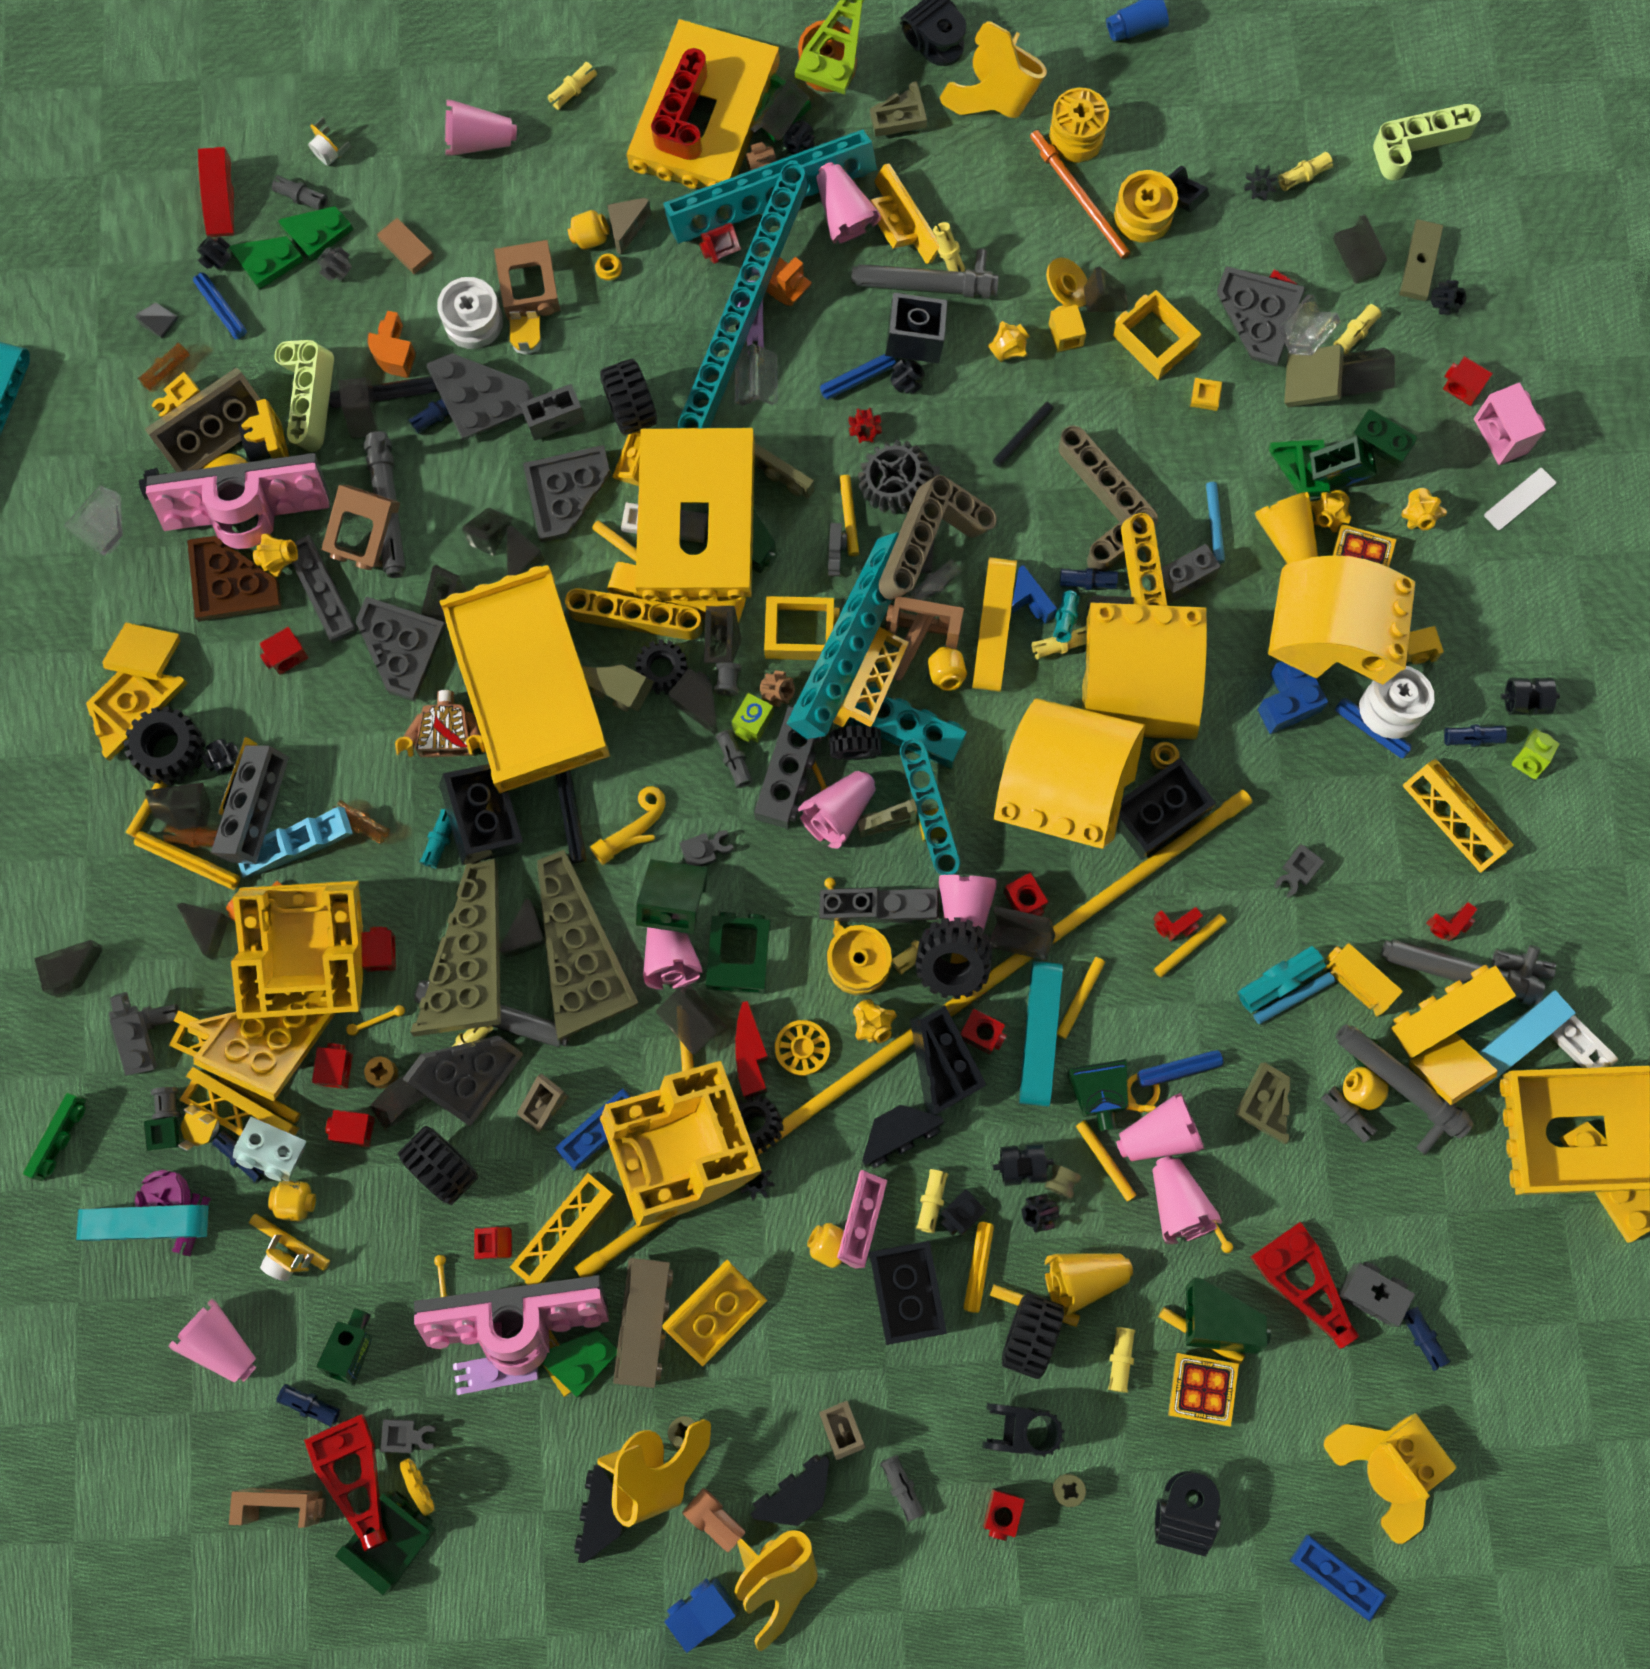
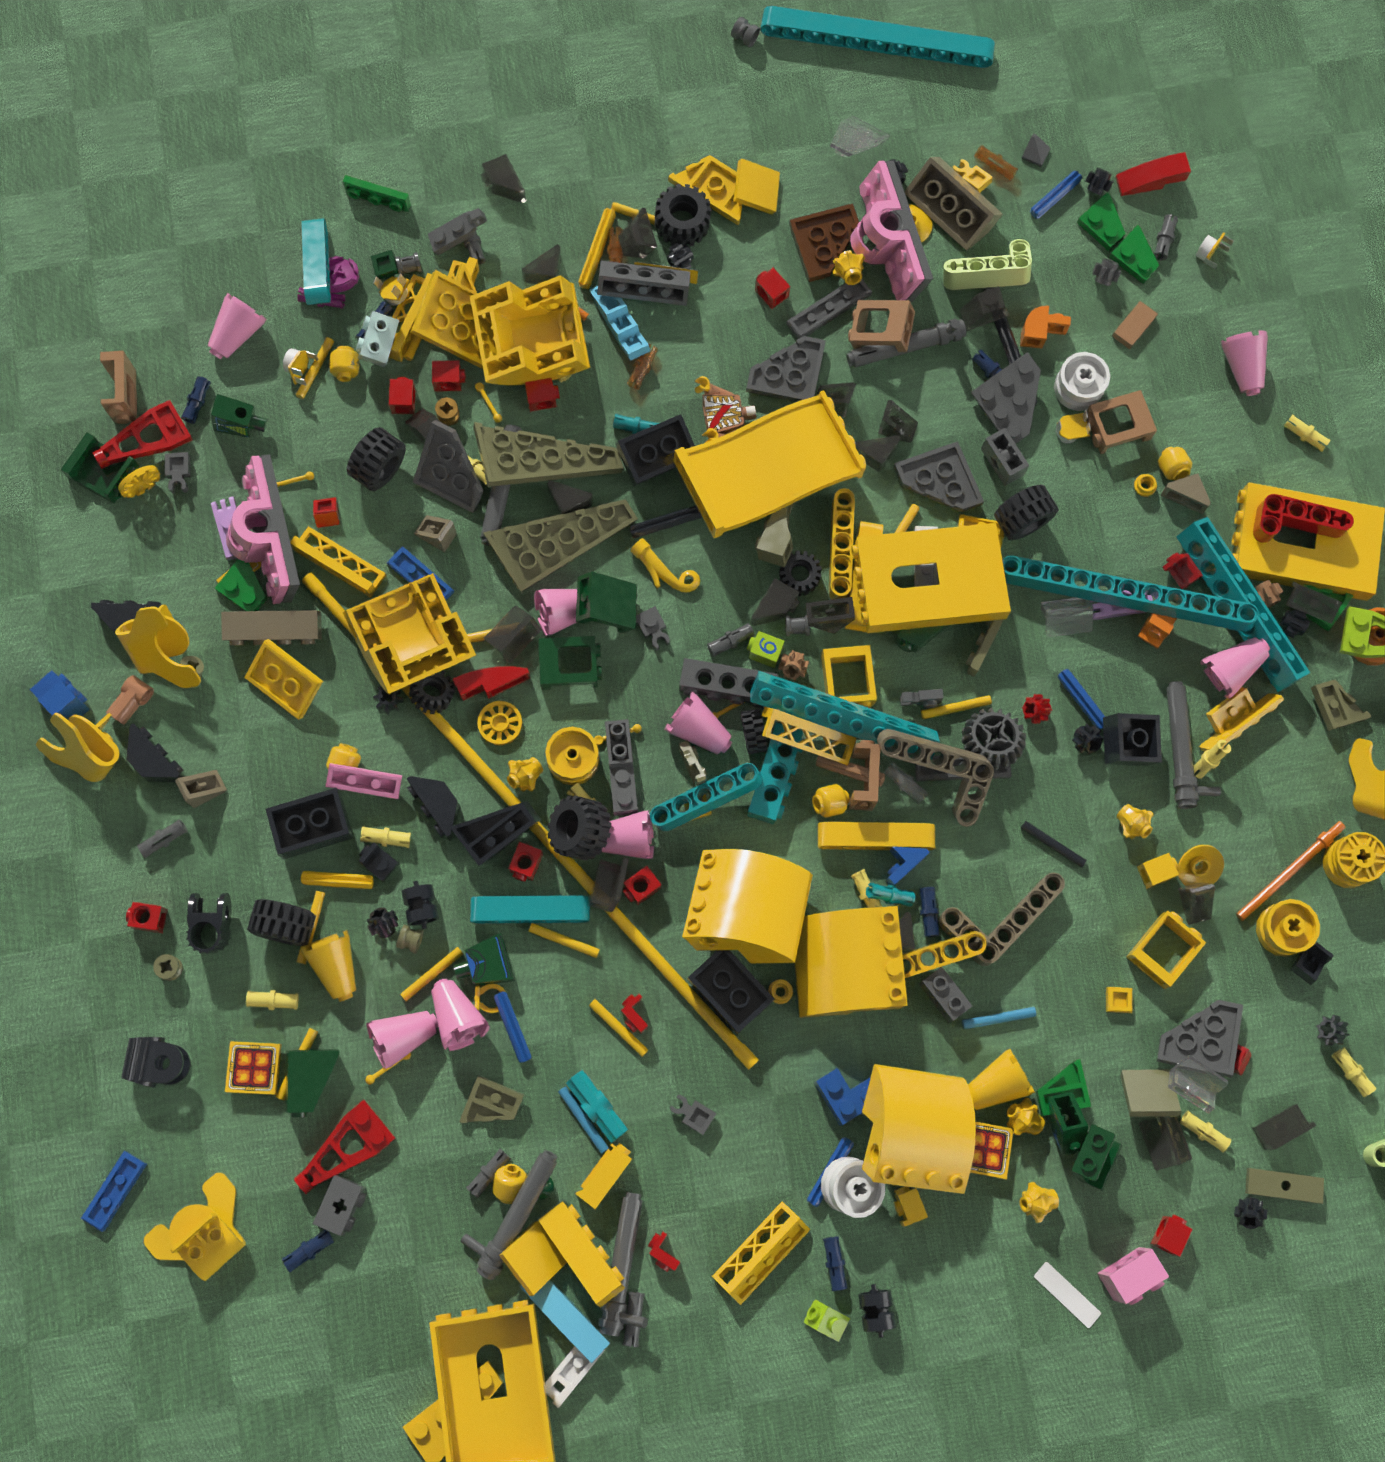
camera: 75 degrees right, 0 degrees up
(263, 434) = (943, 243): yellow piece -> none

